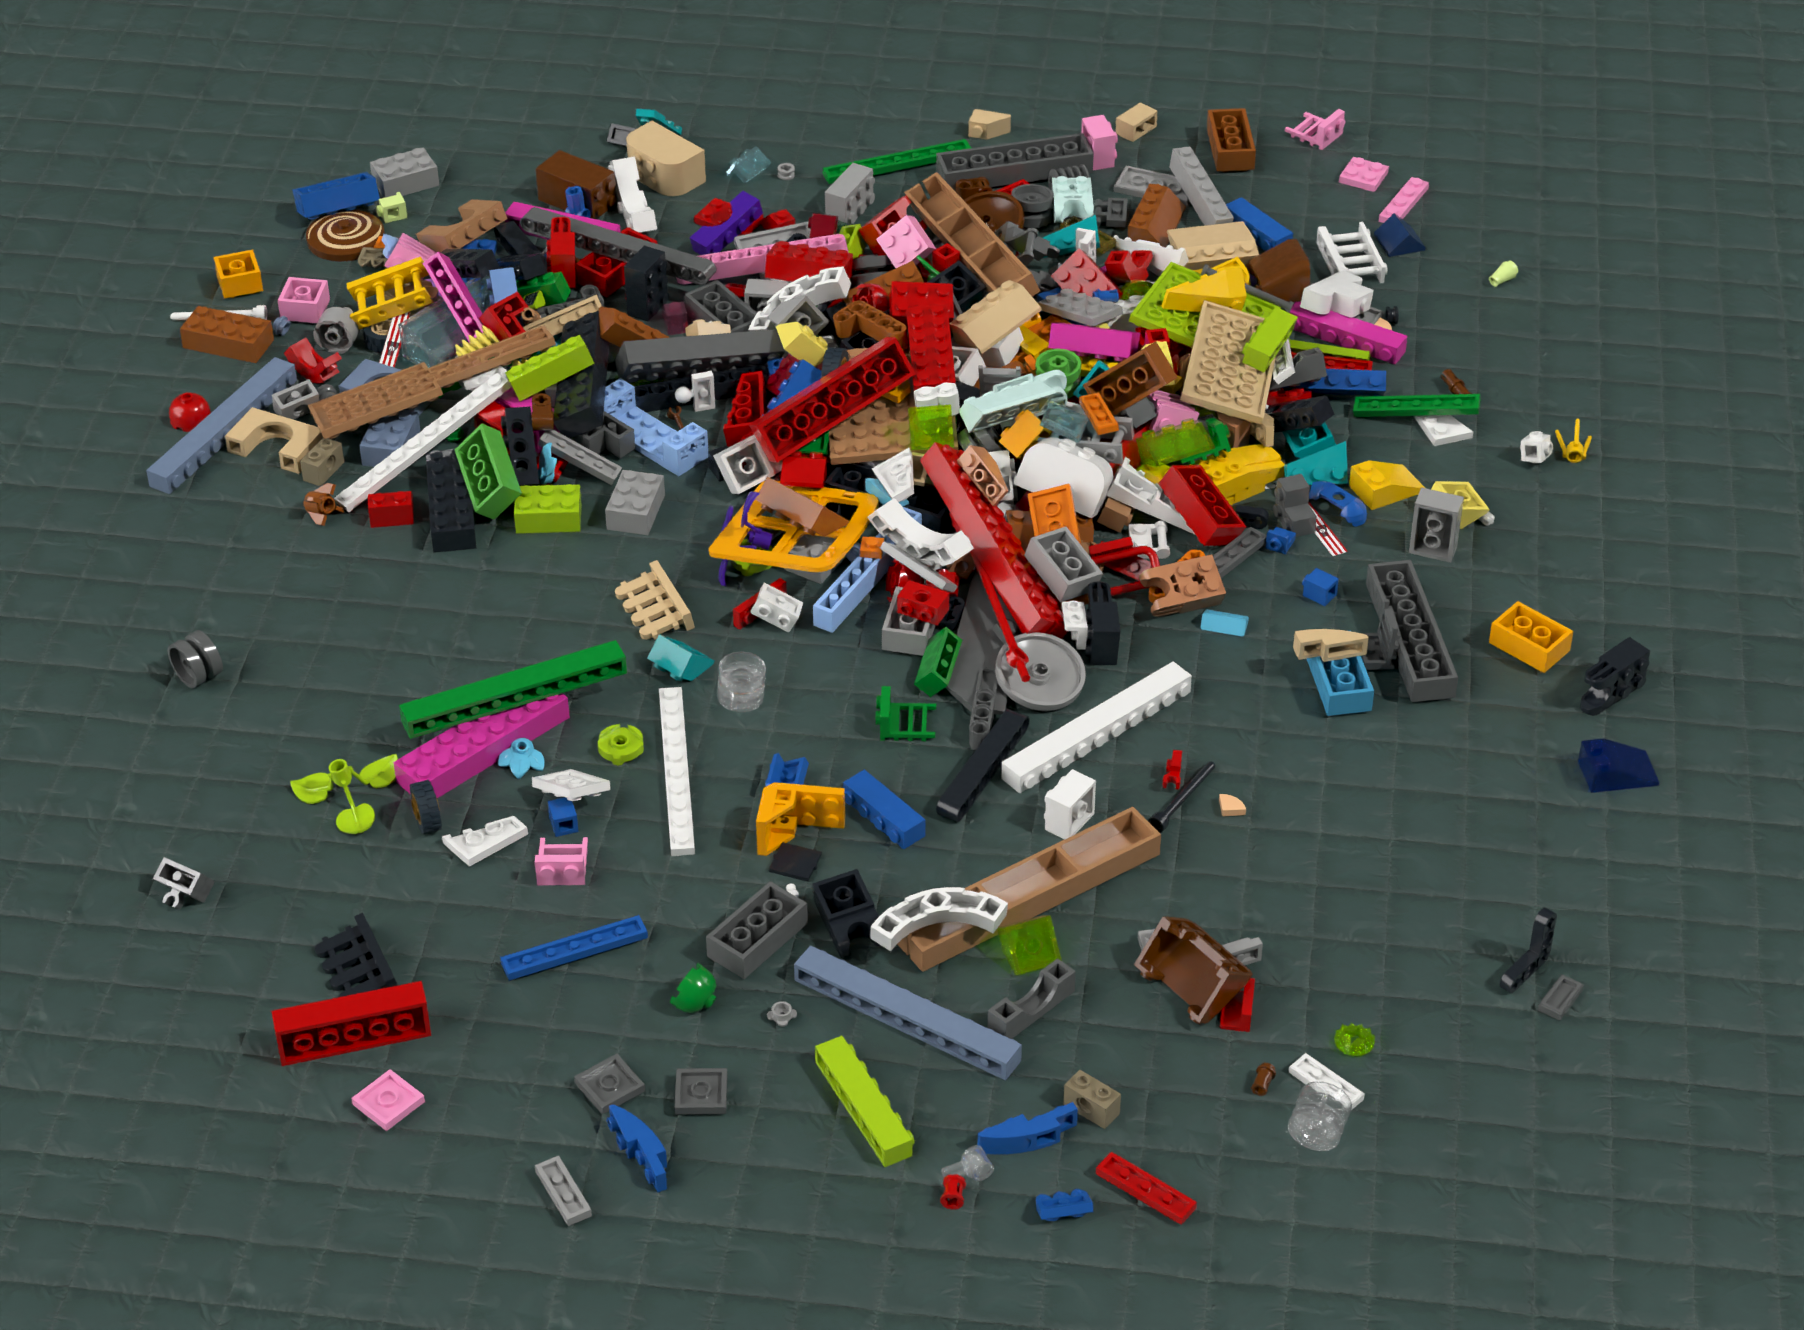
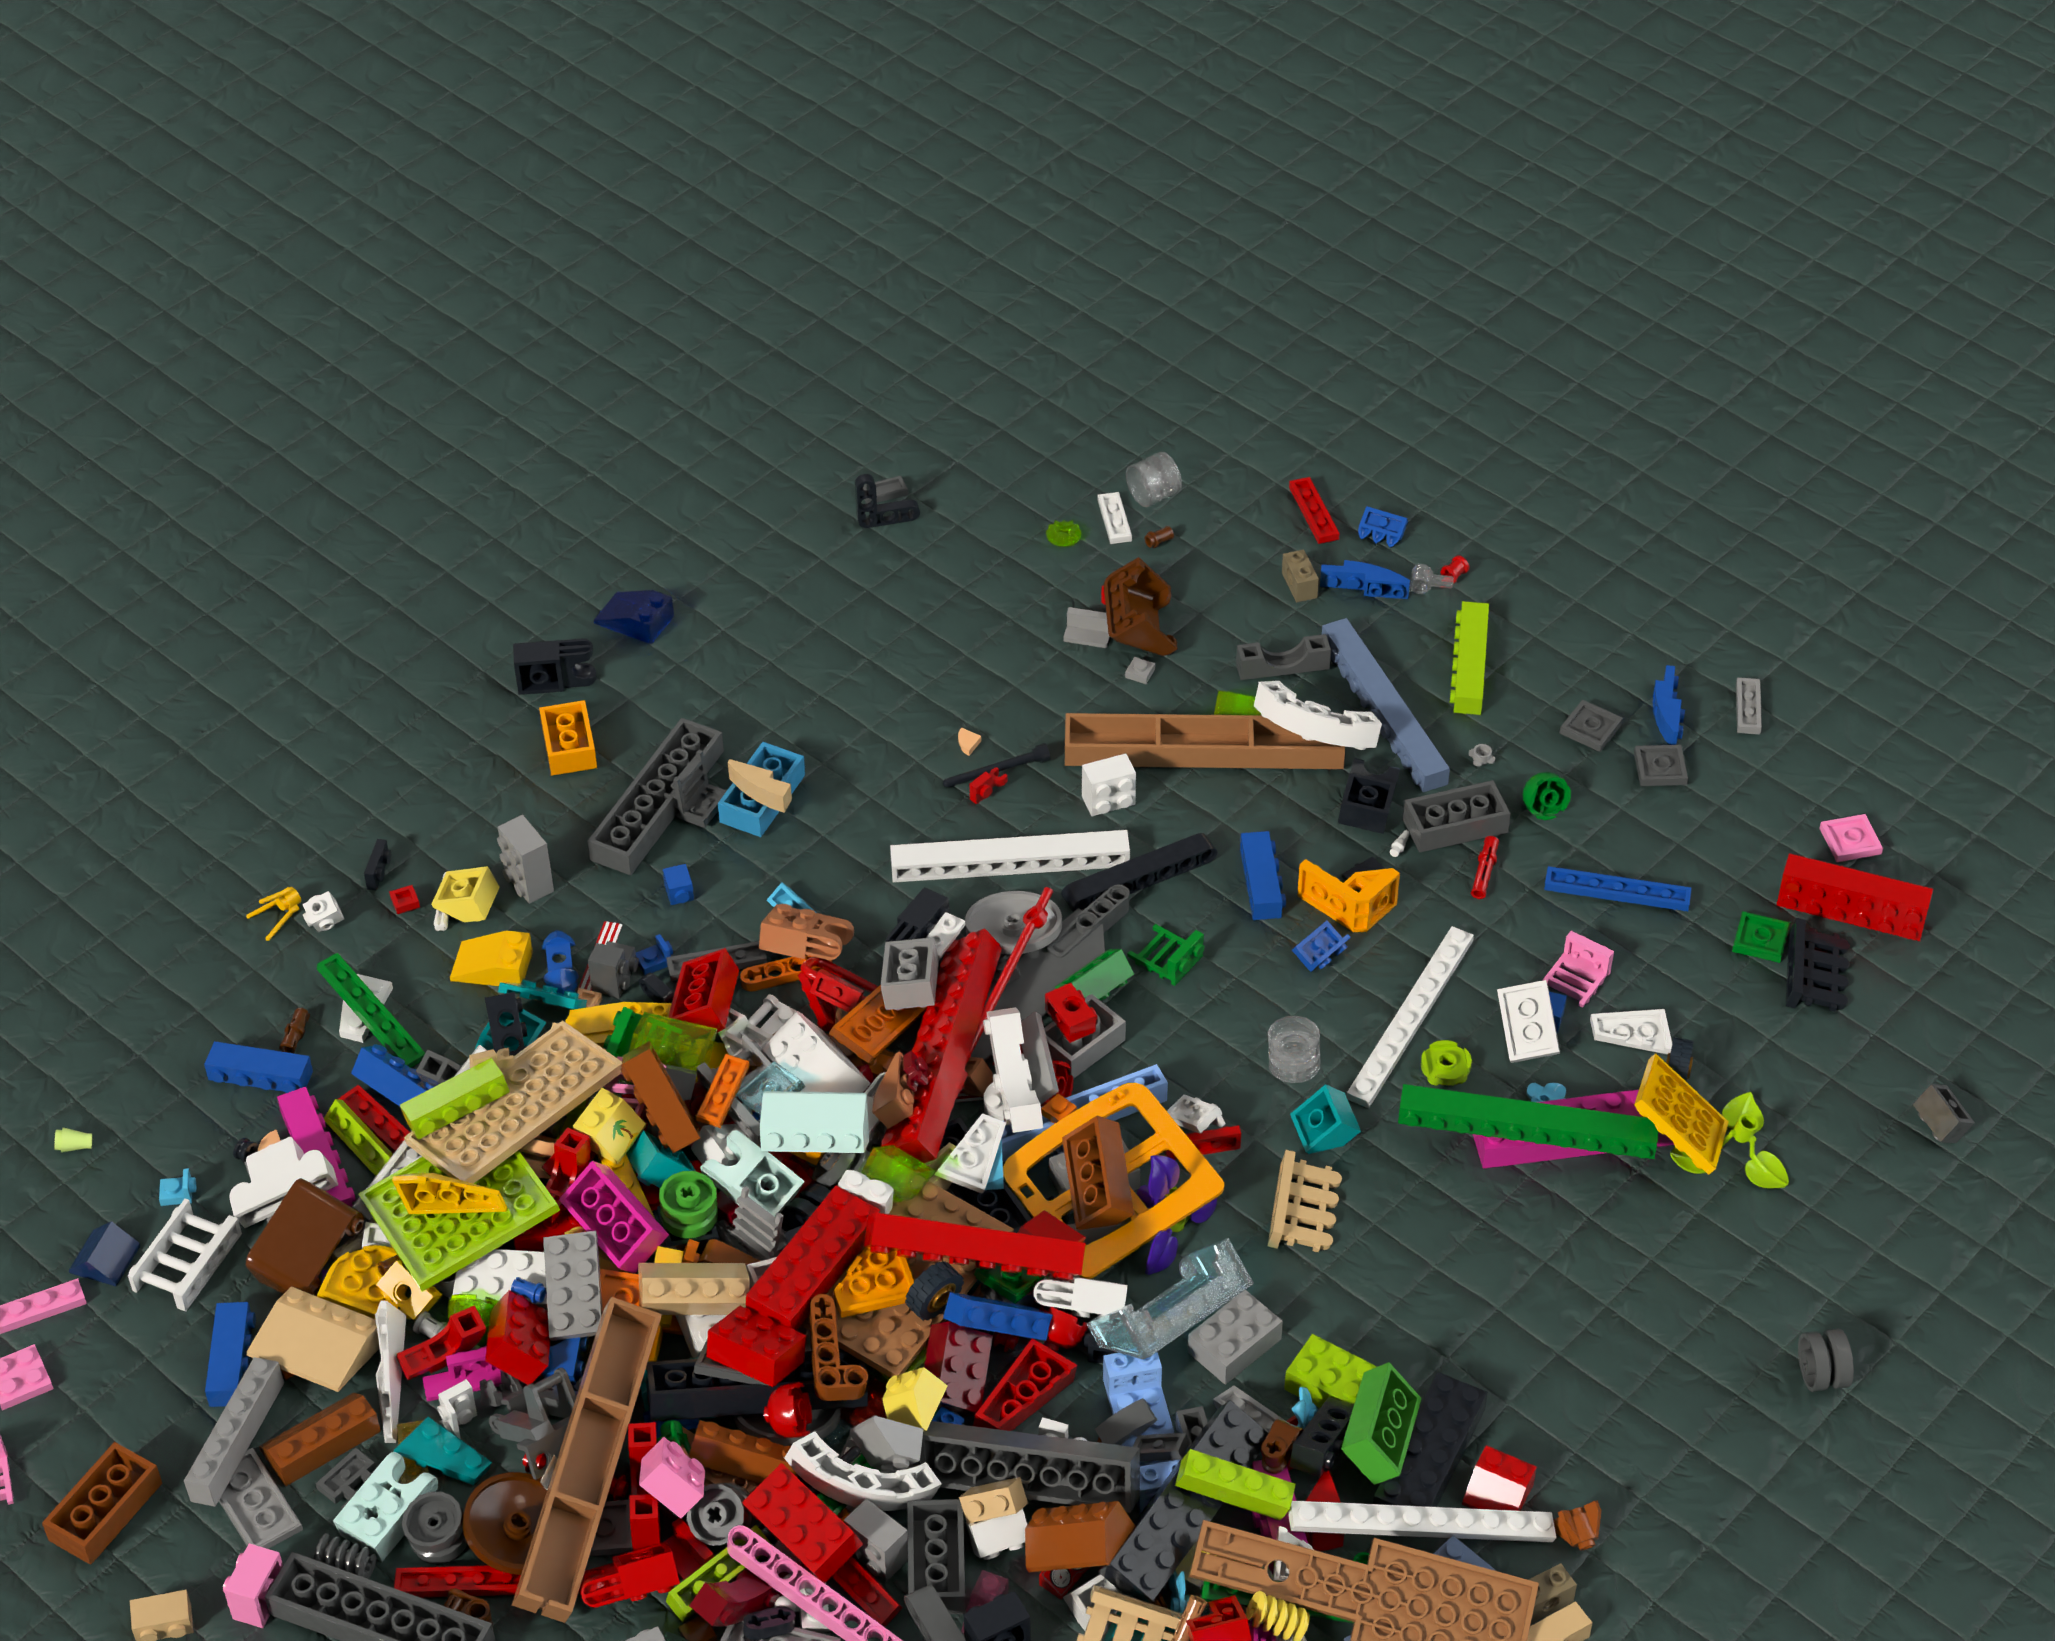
camera: 145 degrees left, 5 degrees up
(395, 745) = (1681, 1114): none -> yellow plate
(426, 967) = (1761, 937): none -> green tile
(628, 408) = (1162, 1446): none -> dark grey plate
(663, 420) = (1127, 1422): none -> dark grey slope
(685, 474) = (1209, 1281): none -> clear windscreen
(695, 893) = (1490, 848): none -> red pin
(981, 479) = (916, 1069): none -> dark red plate
(1257, 292) = (397, 1250): dark grey bar -> none
(1275, 361) = (501, 1058): none -> tan plate
(1405, 283) = (175, 1190): none -> medium azure bracket
(1447, 354) = (257, 1067): none -> blue brick
(1497, 489) = (404, 899): none -> red plate
(1547, 497) = (376, 865): none -> black plate

